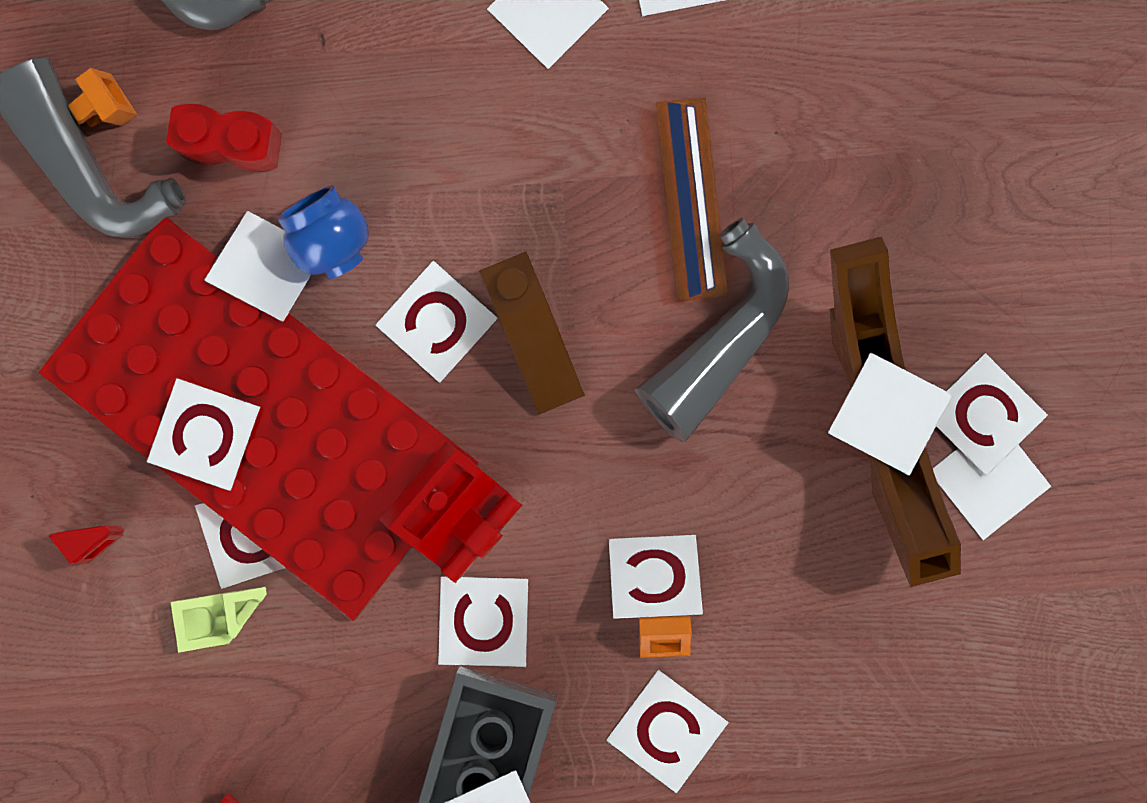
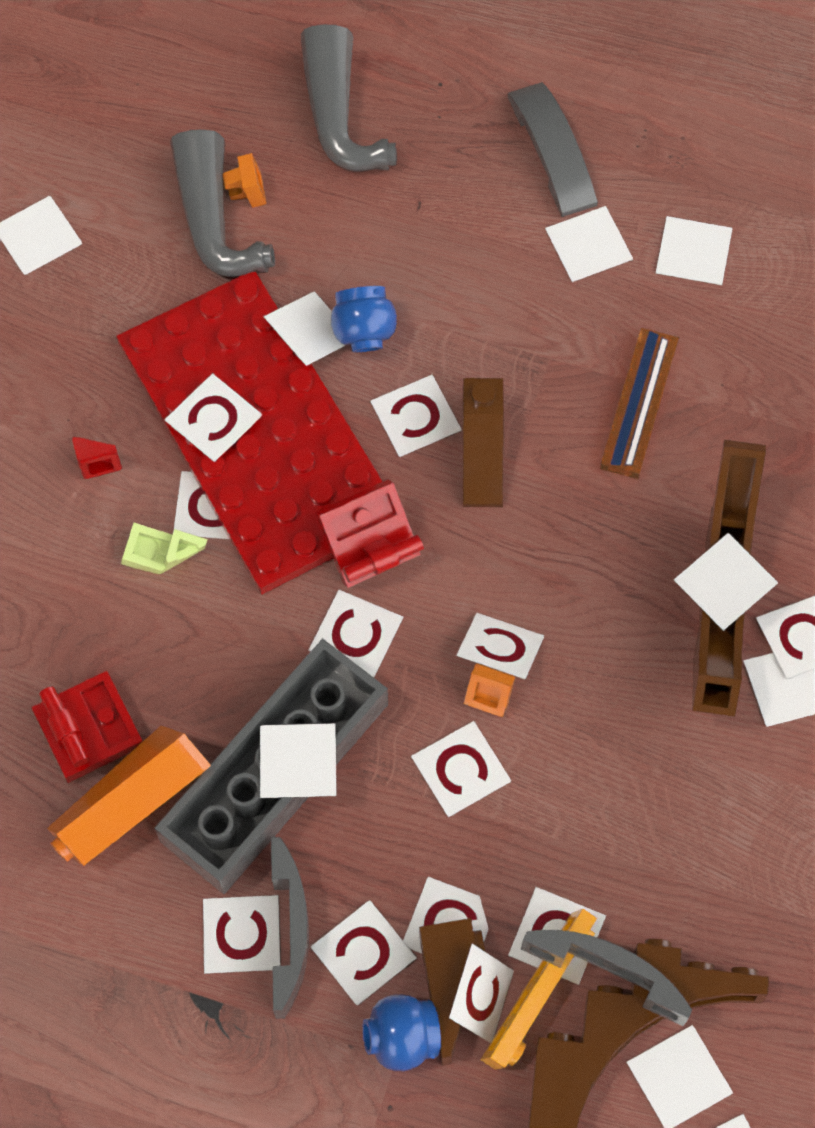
camera: 25 degrees right, 20 degrees down
(213, 138) = (320, 234): red brick -> none
(696, 380) = (594, 518): dark grey animal -> none

